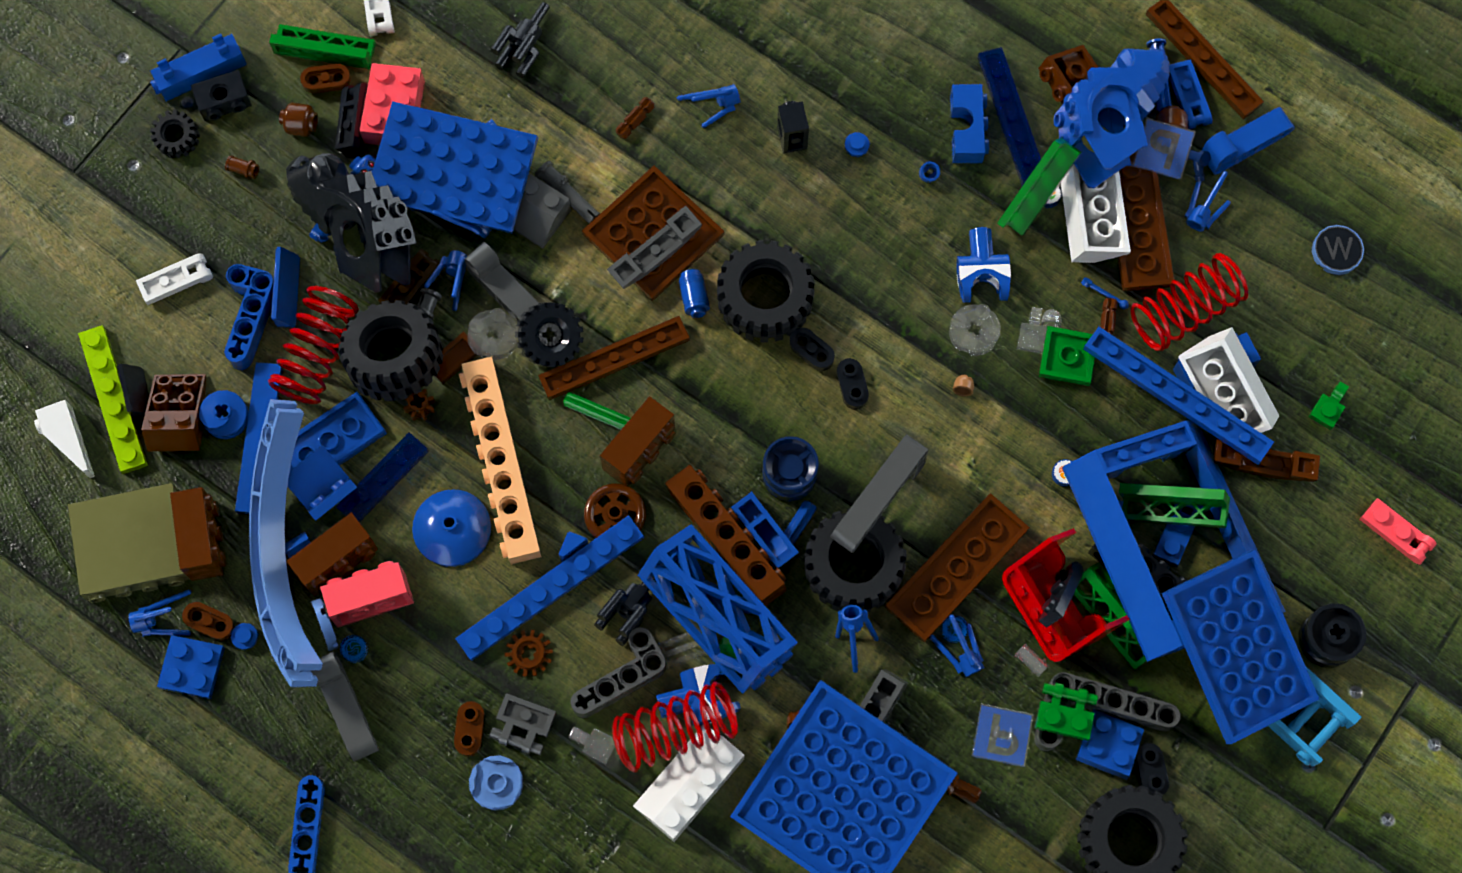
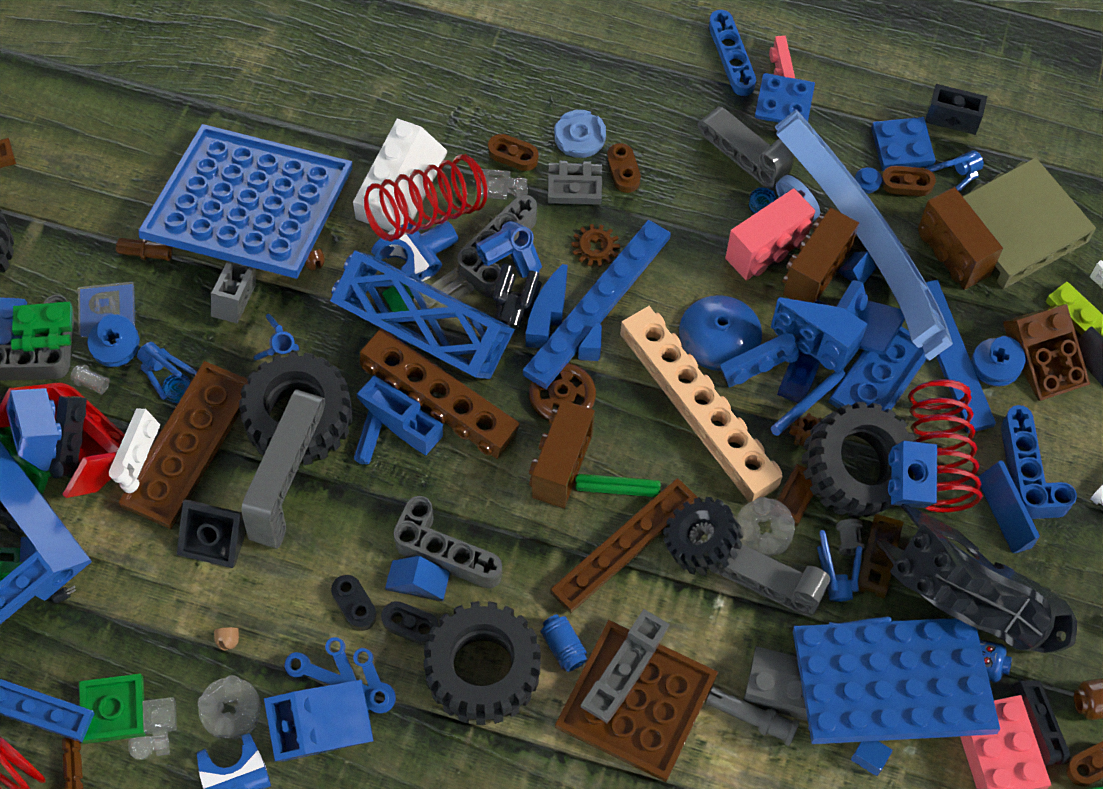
camera: 160 degrees right, 10 degrees down
(124, 677) = (956, 109): none -> black brick
(268, 780) = (781, 57): none -> coral plate
(285, 736) = (782, 96): none -> blue bracket
(358, 309) = (923, 462): none -> blue brick
(361, 463) = (820, 330): none -> blue slope
(407, 427) = (807, 402): none -> blue bar
(430, 476) = (760, 359): none -> blue plate
(570, 778) = (514, 152): none -> reddish brown plate
(597, 594) = (547, 309): none -> blue slope
(609, 660) = (502, 244): none -> blue piece
(761, 396) = (451, 547): none -> dark grey beam
(790, 468) = (391, 475): dark blue wheel -> none
(795, 384) = (418, 578): none -> blue slope
(880, 317) = (346, 674): none -> blue plant
(909, 286) = (318, 720): none -> blue slope
(955, 475) = (210, 533): none -> black slope
(994, 697) = (126, 343): none -> blue piece
(1006, 563) = (134, 450): none -> white plate
(1058, 473) = (91, 579): tile -> none
(1090, 595) = (34, 426): none -> slope

